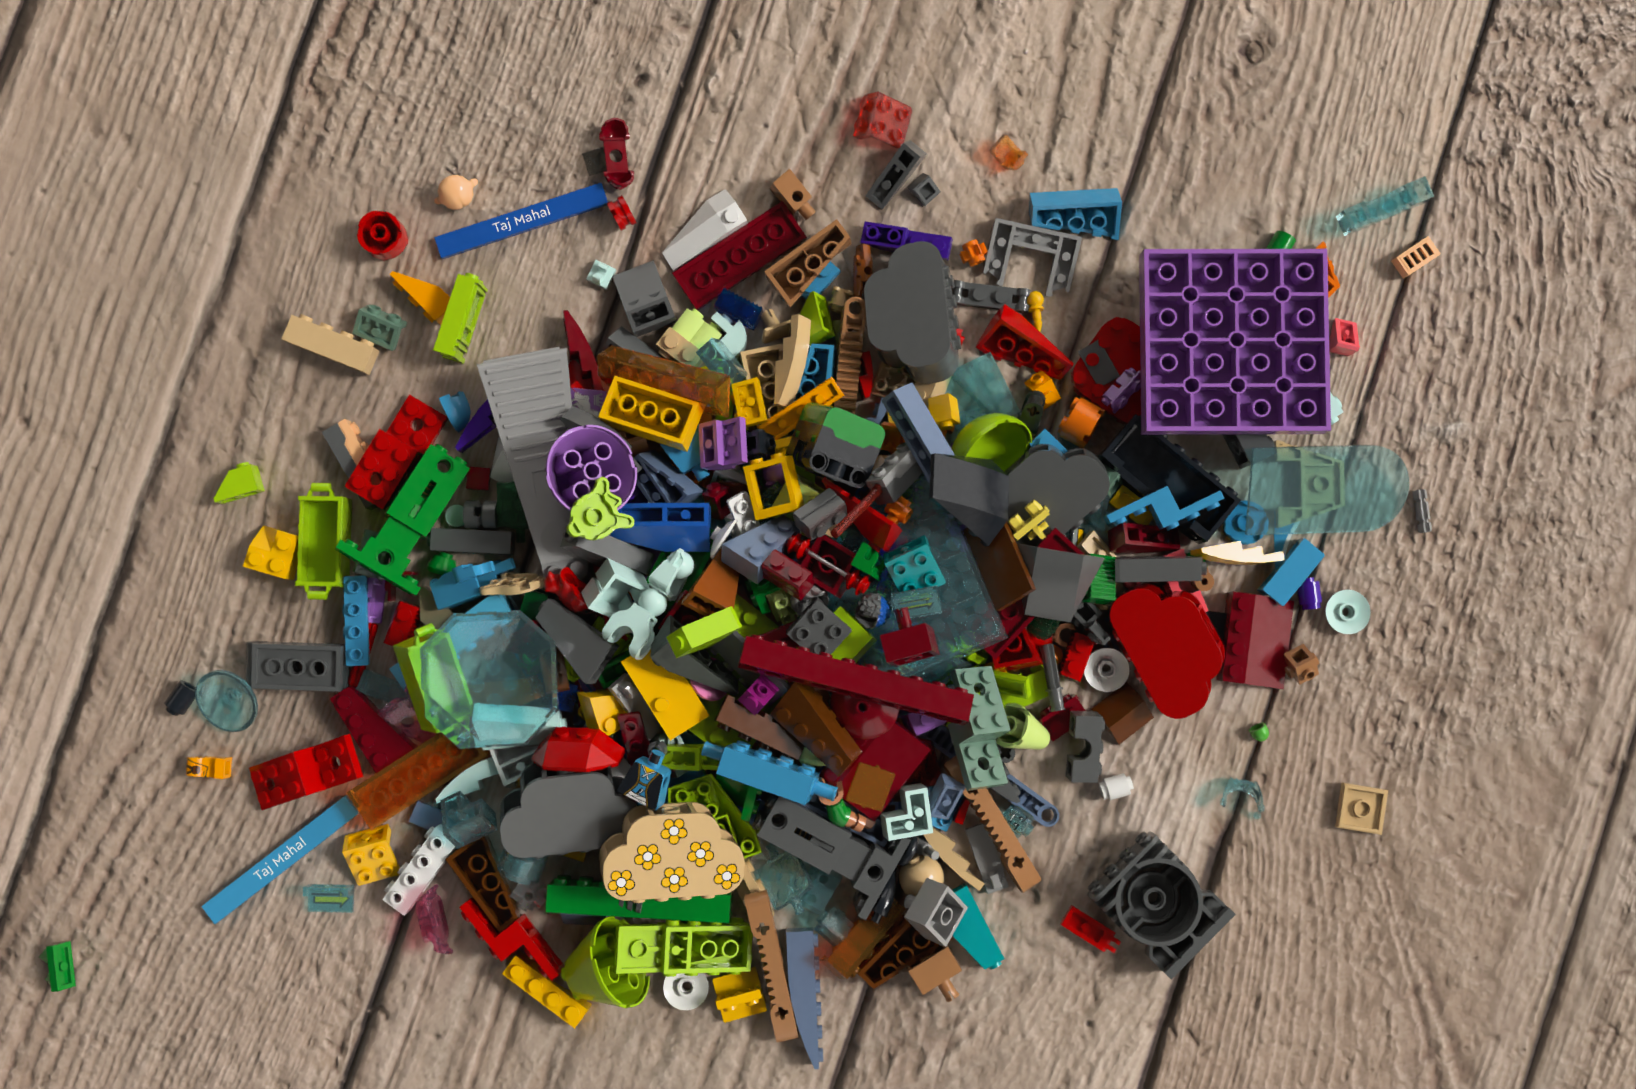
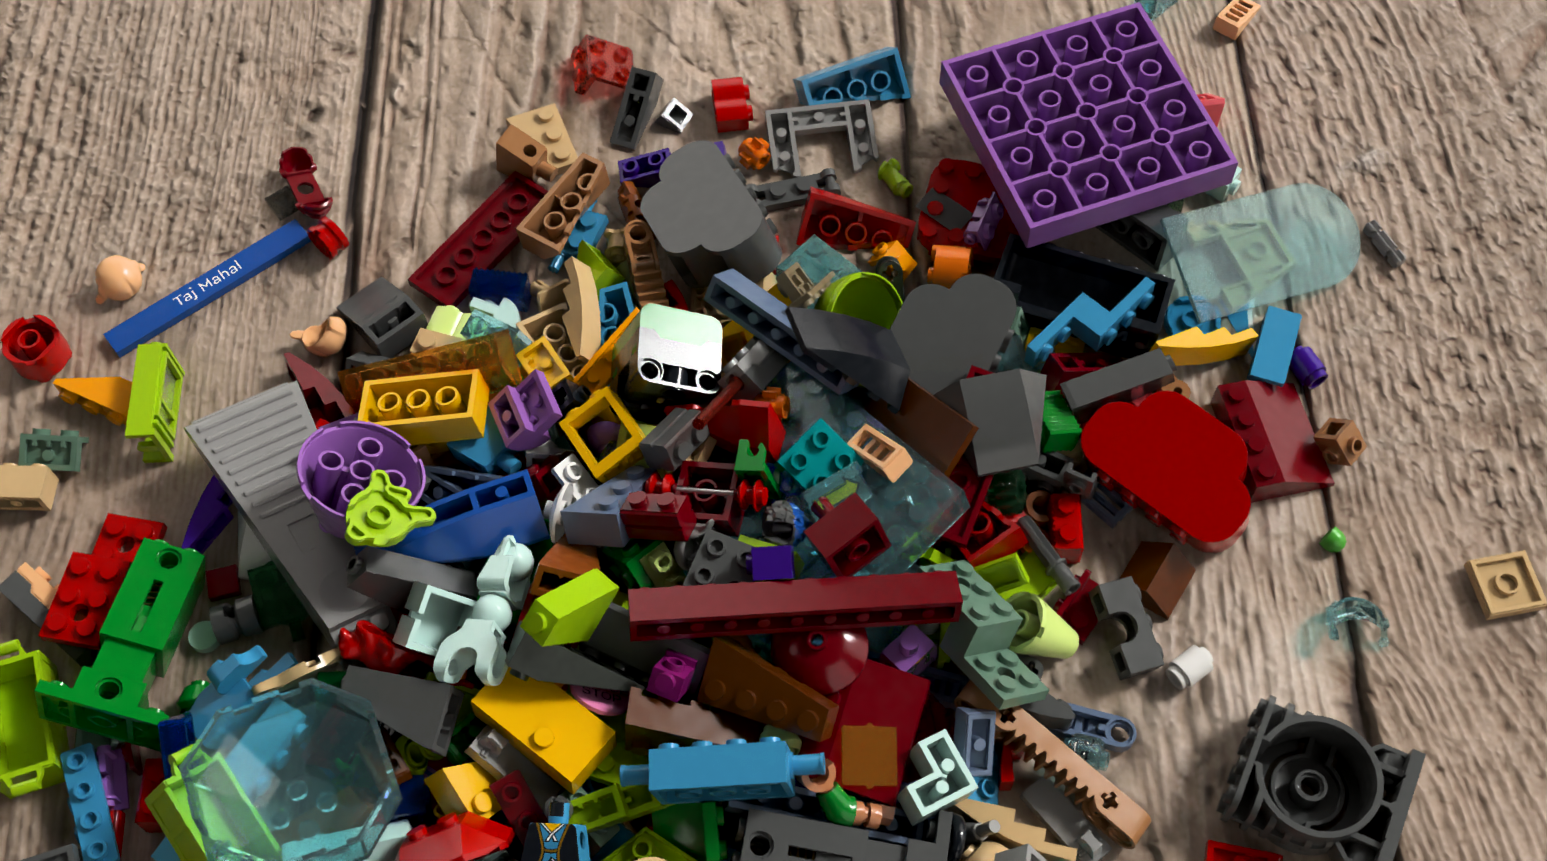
camera: 20 degrees left, 25 degrees down
(422, 608) = (175, 735): none -> clear blue slope
(456, 409) = (173, 509): dark azure brick -> none
(471, 541) = (195, 662): dark grey brick -> none
(596, 302) = (325, 338): none -> light nougat hair
(601, 274) = (320, 309): light aqua tile -> none
(709, 225) = (434, 225): white wedge -> none
(817, 172) = (548, 129): none -> tan wing
(851, 646) = (771, 562): none -> dark purple brick
(960, 412) = (799, 288): none -> dark tan bracket
(965, 594) = (893, 464): none -> light nougat slope
(972, 196) = (730, 104): none -> red brick
(1008, 153) = (753, 54): clear orange bracket -> none
(1022, 527) = (943, 357): light yellow hips -> none
(1035, 302) = (848, 184): yellow bar -> none
(1073, 318) = (895, 181): none -> lime arm
(1107, 680) = (1118, 519): white dish -> none
(1358, 610) = (1368, 363): light aqua dish -> none

